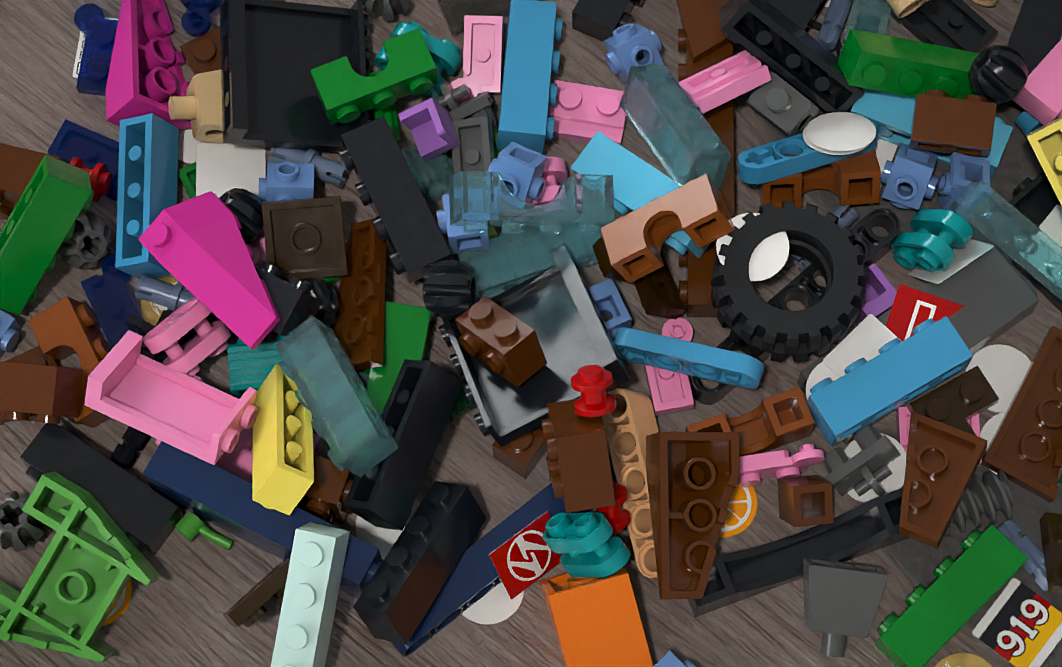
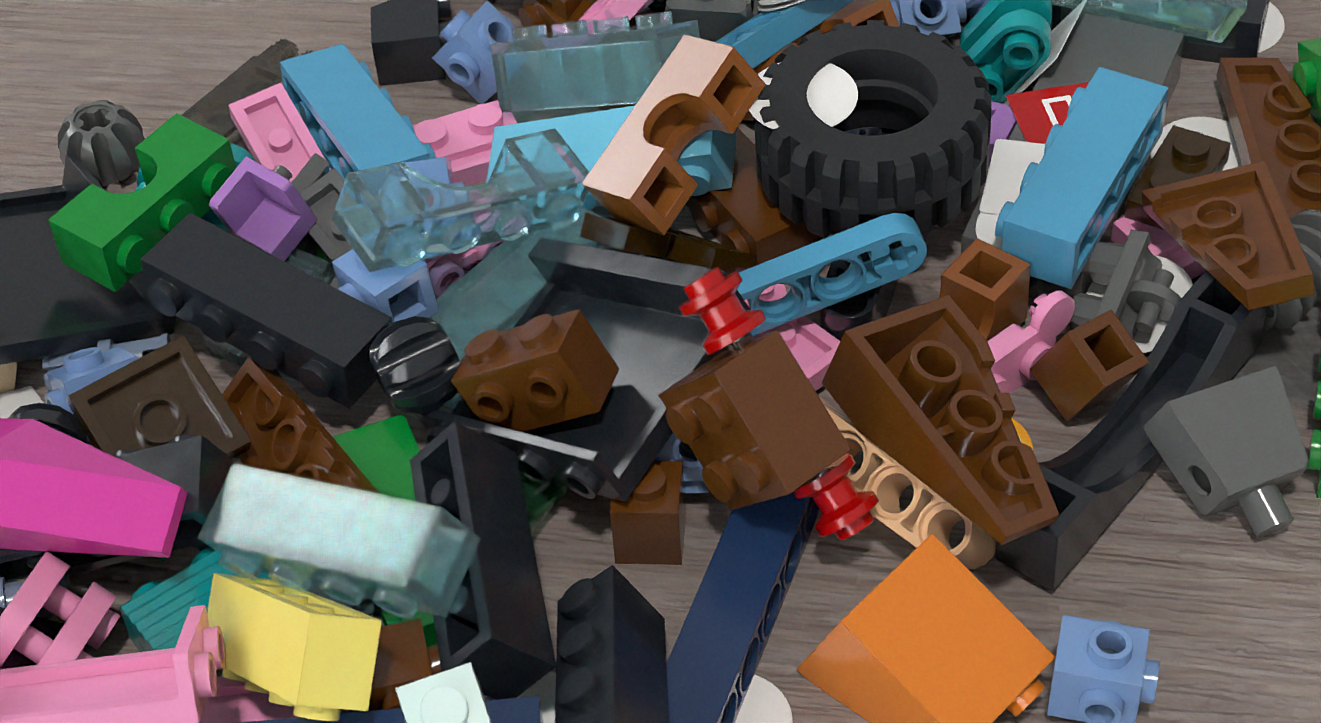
camera: 30 degrees left, 25 degrees down
(525, 557) = (763, 624): red sticker -> none
(585, 544) = (830, 518): teal brick -> none

